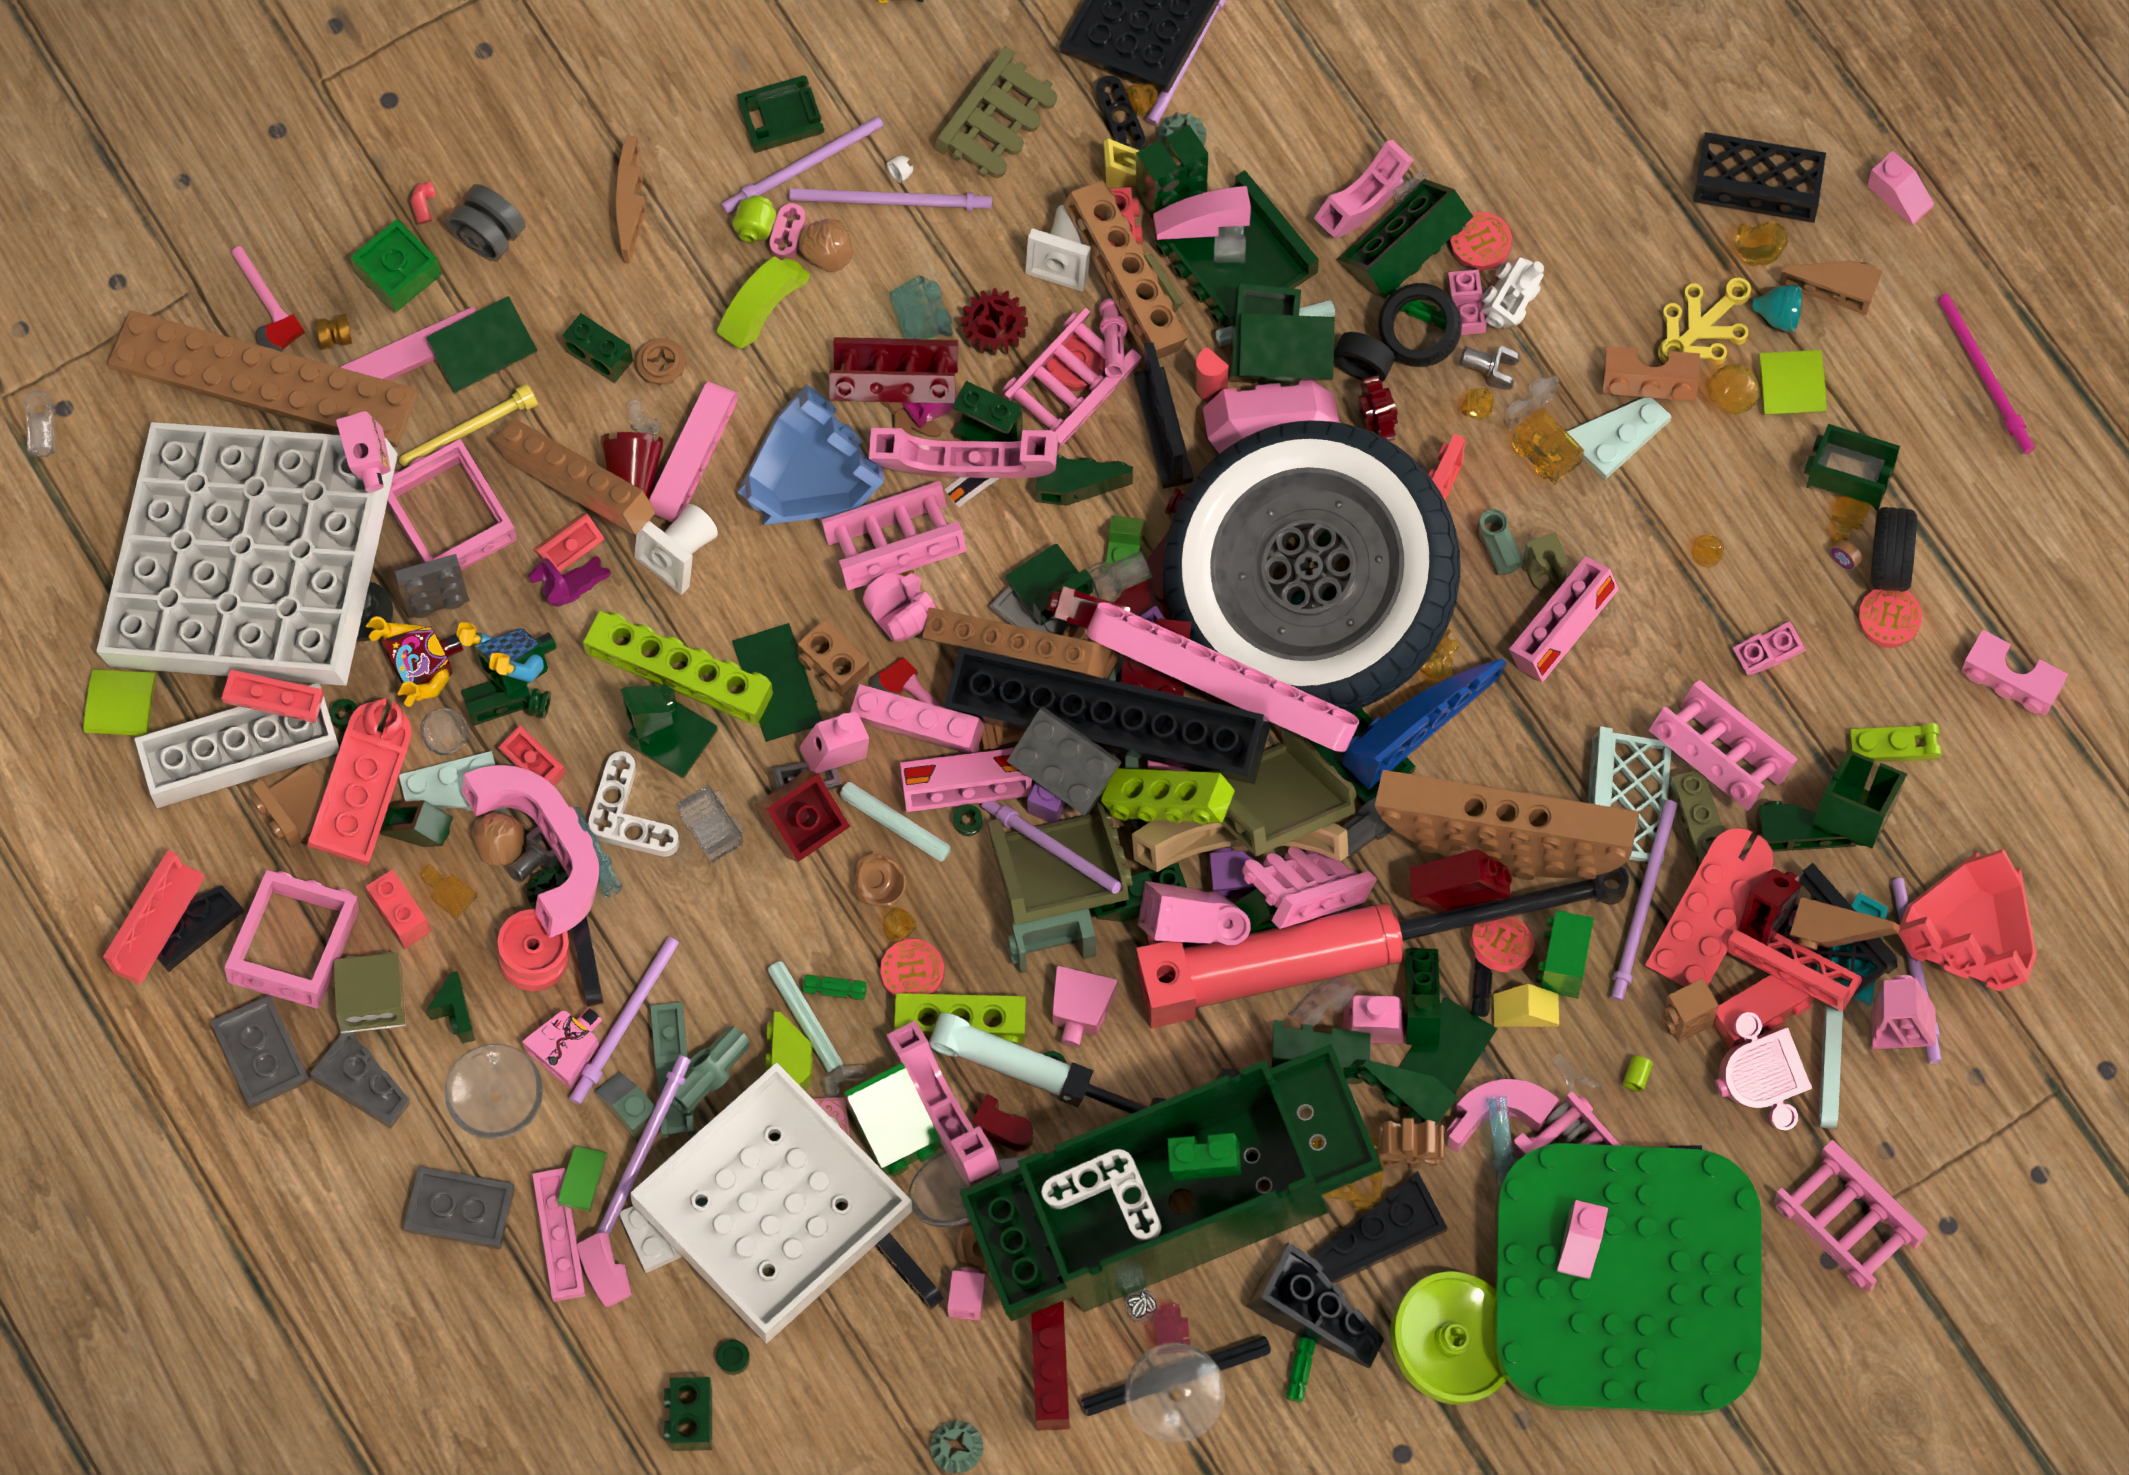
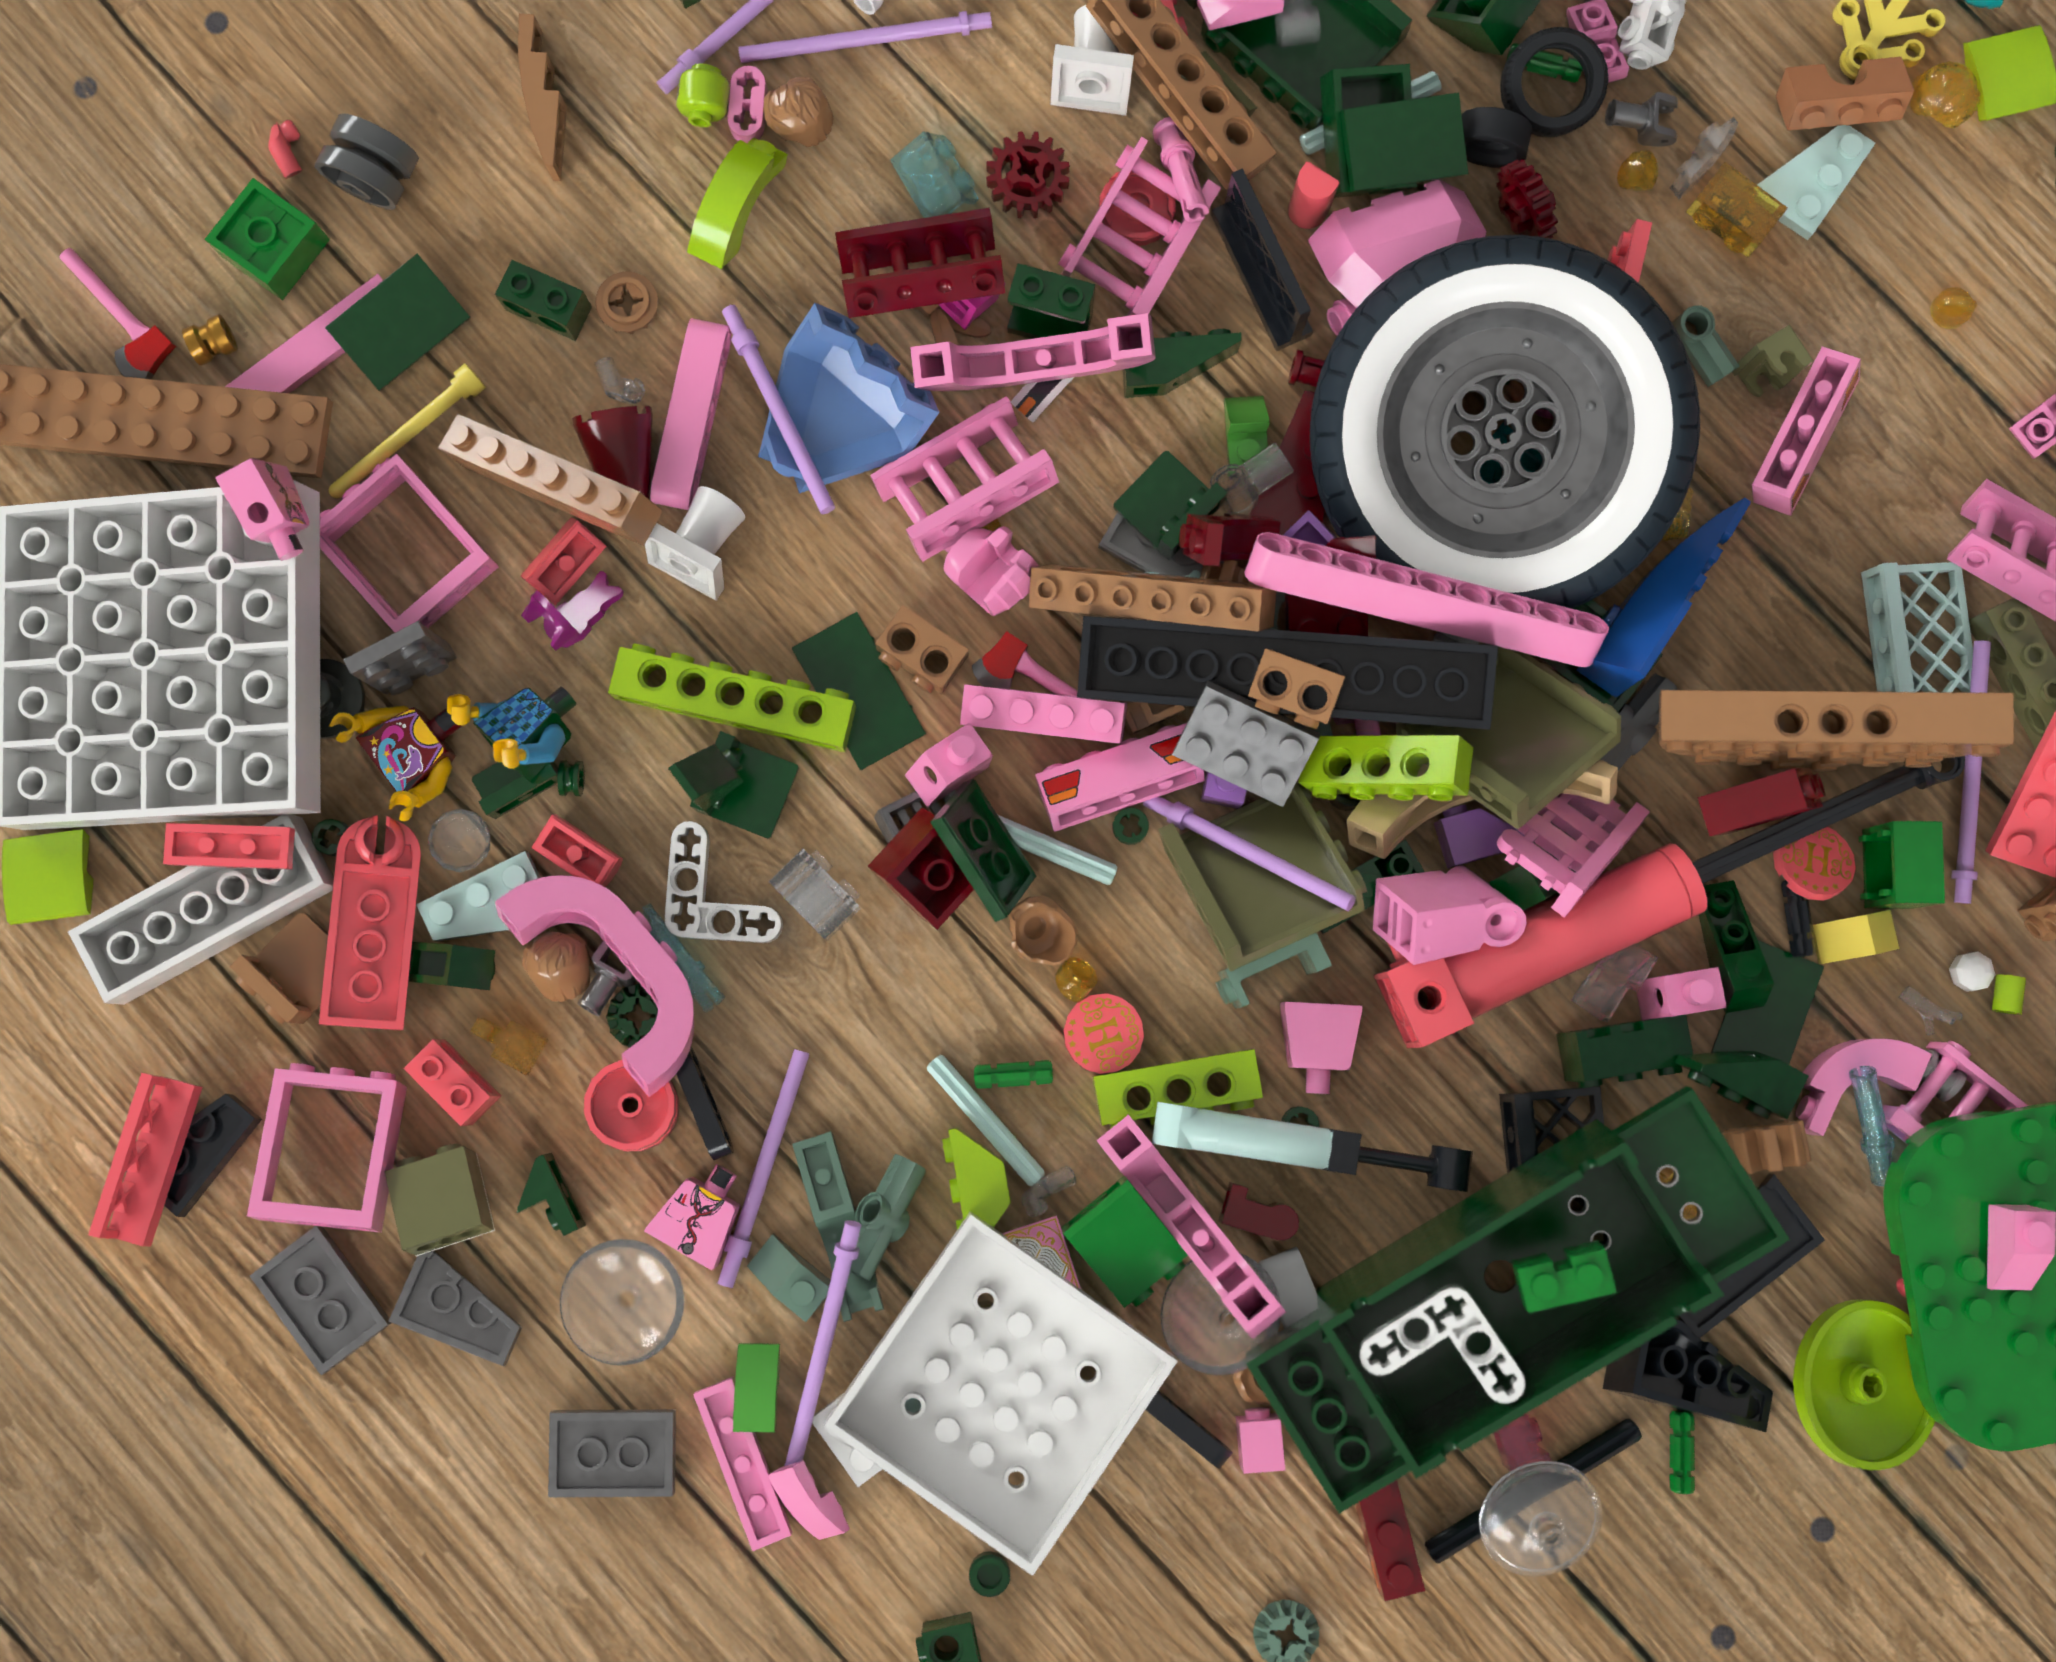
camera: 15 degrees left, 15 degrees up
(747, 408) = (747, 346): none -> lavender bar
(847, 807) = (984, 849): none -> dark green tile
(1111, 714) = (1299, 677): none -> medium nougat brick
(1613, 1052) = (1972, 971): none -> white tile

